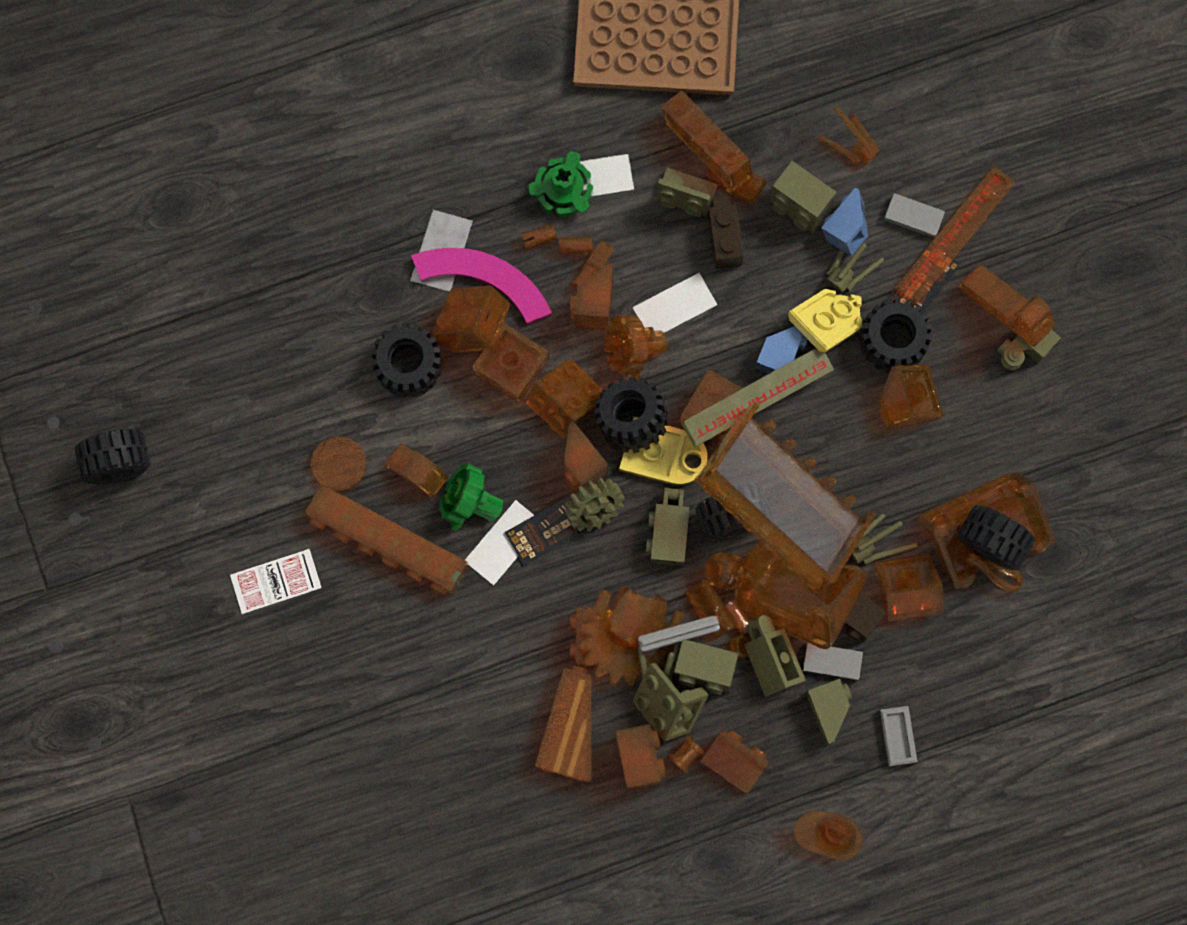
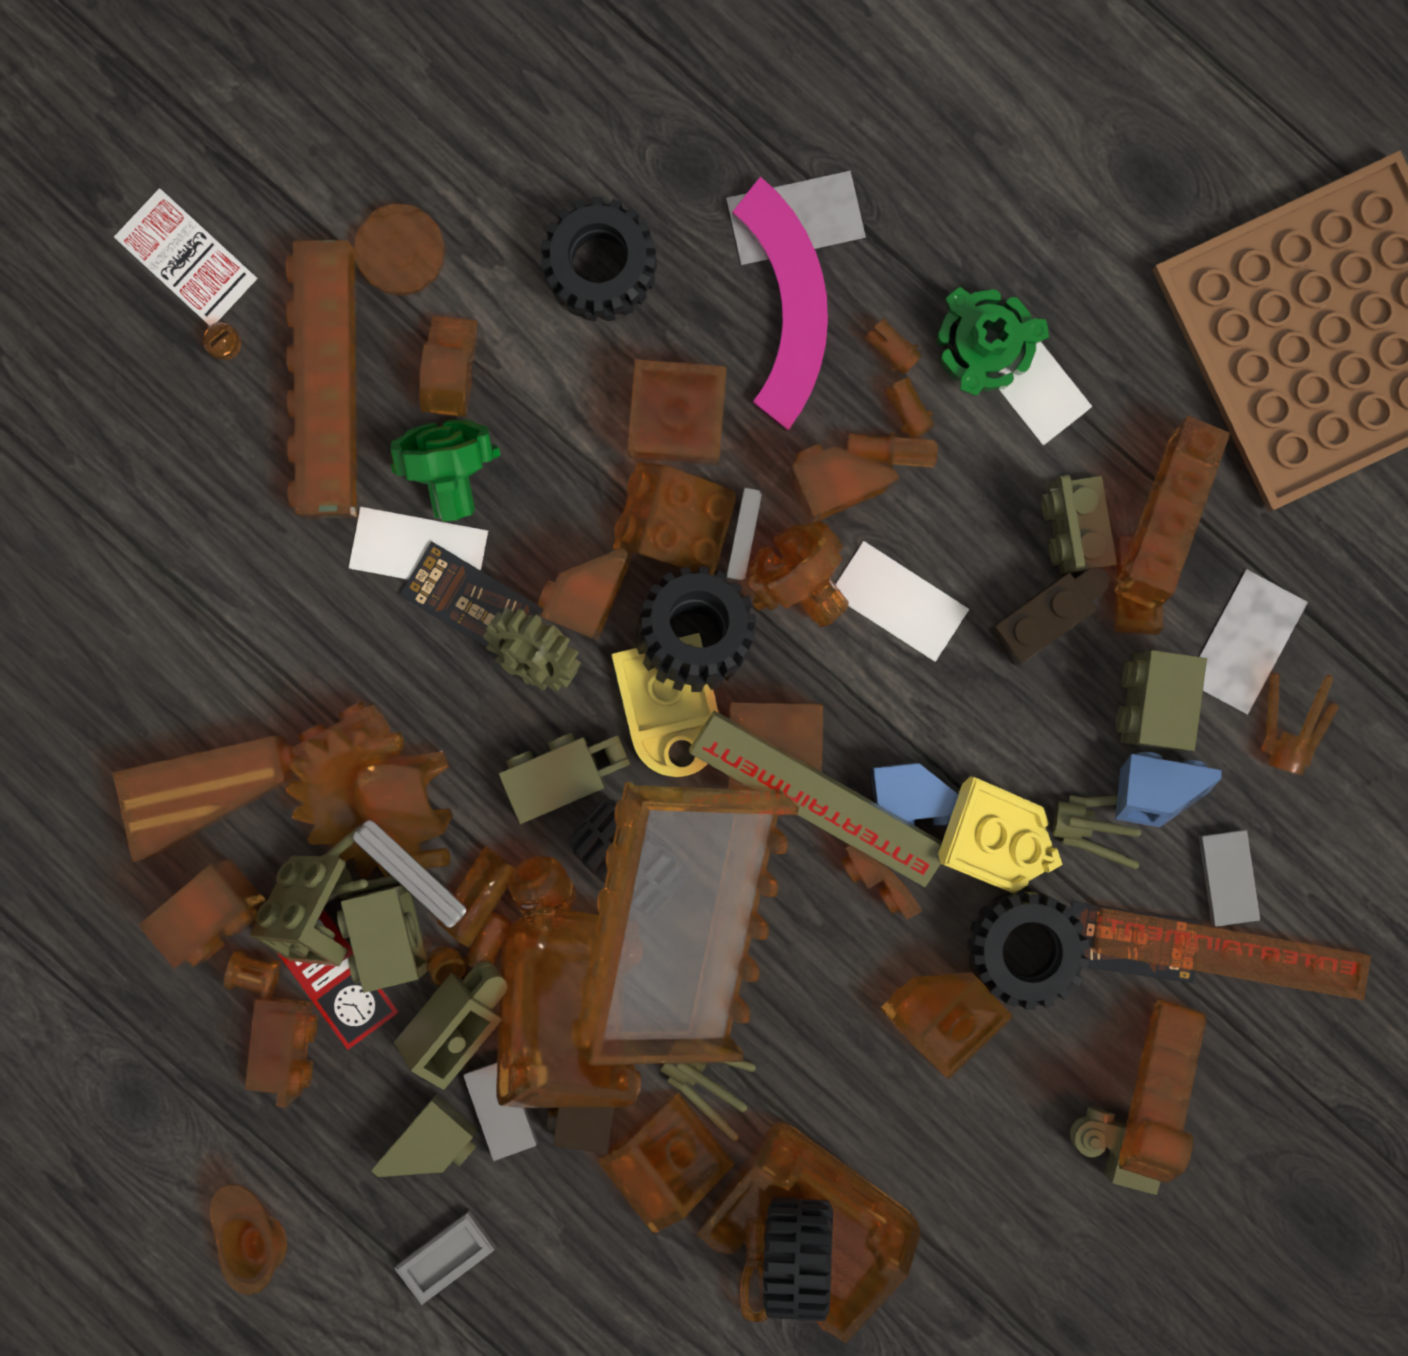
camera: 55 degrees right, 10 degrees up
(338, 585) = (227, 346): none -> clear orange hinge
(471, 319) = (707, 317): clear orange brick -> none
(594, 364) = (744, 535): none -> light grey tile
(723, 713) = (337, 996): none -> sticker
(794, 139) = (1249, 640): none -> flat silver sticker
(809, 394) = (871, 871): none -> clear orange slope

